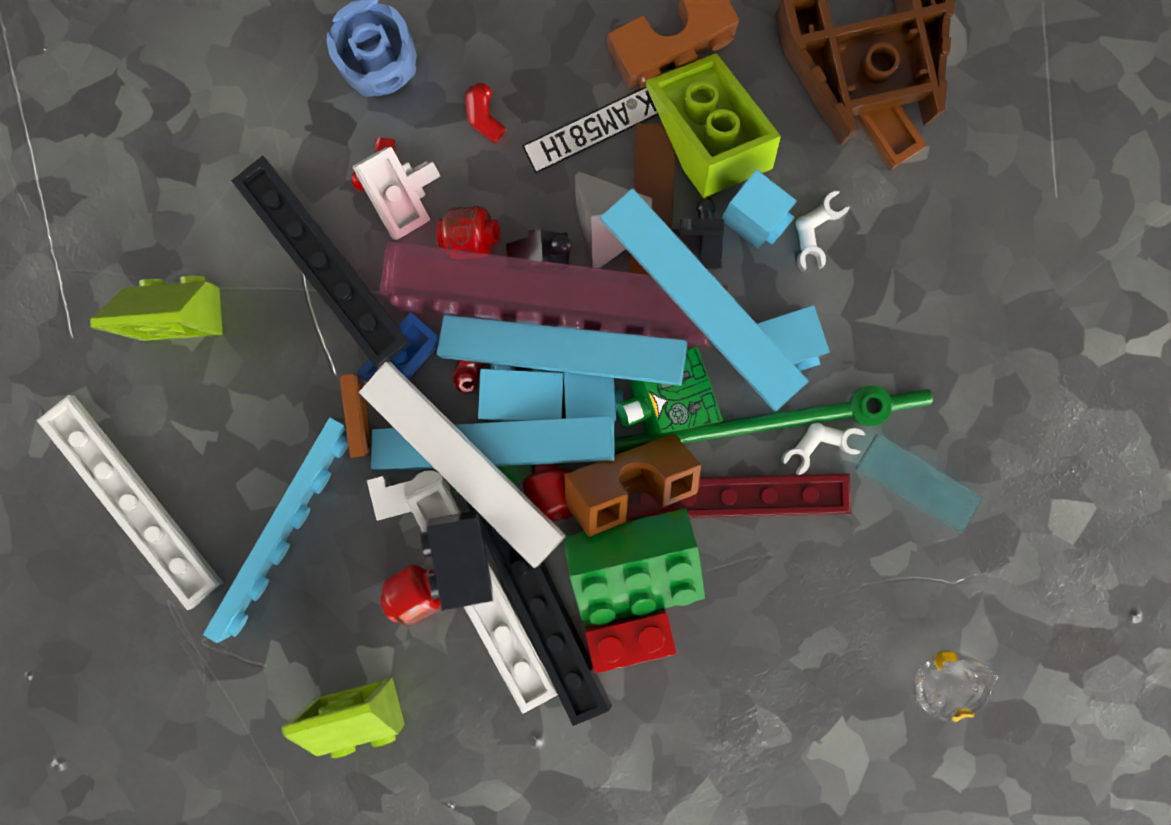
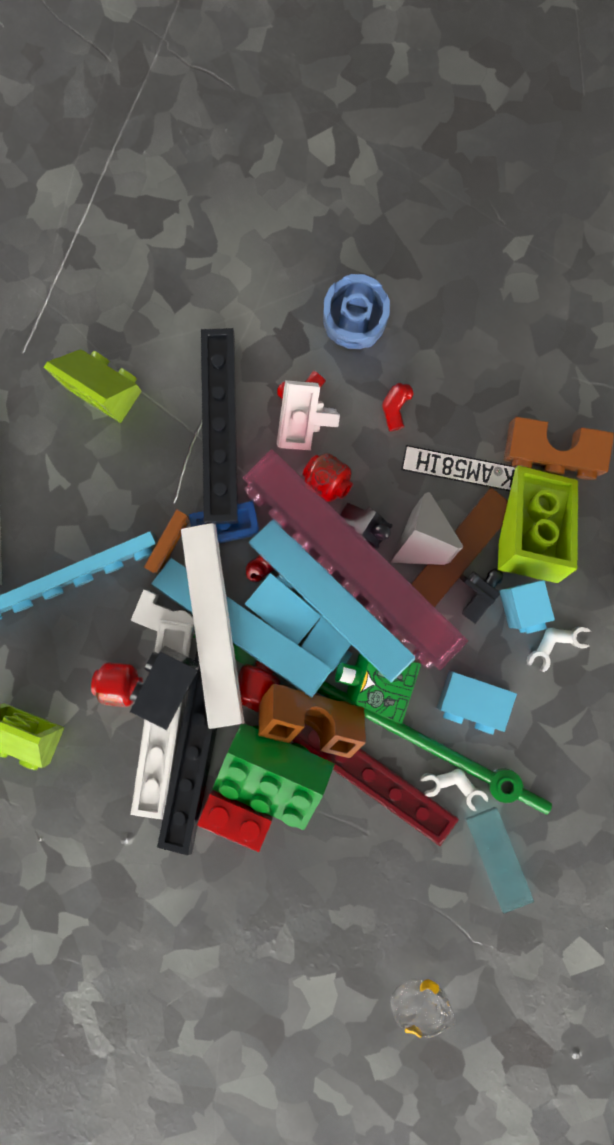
camera: 35 degrees right, 0 degrees up
(703, 300) = (446, 640): medium azure tile -> none

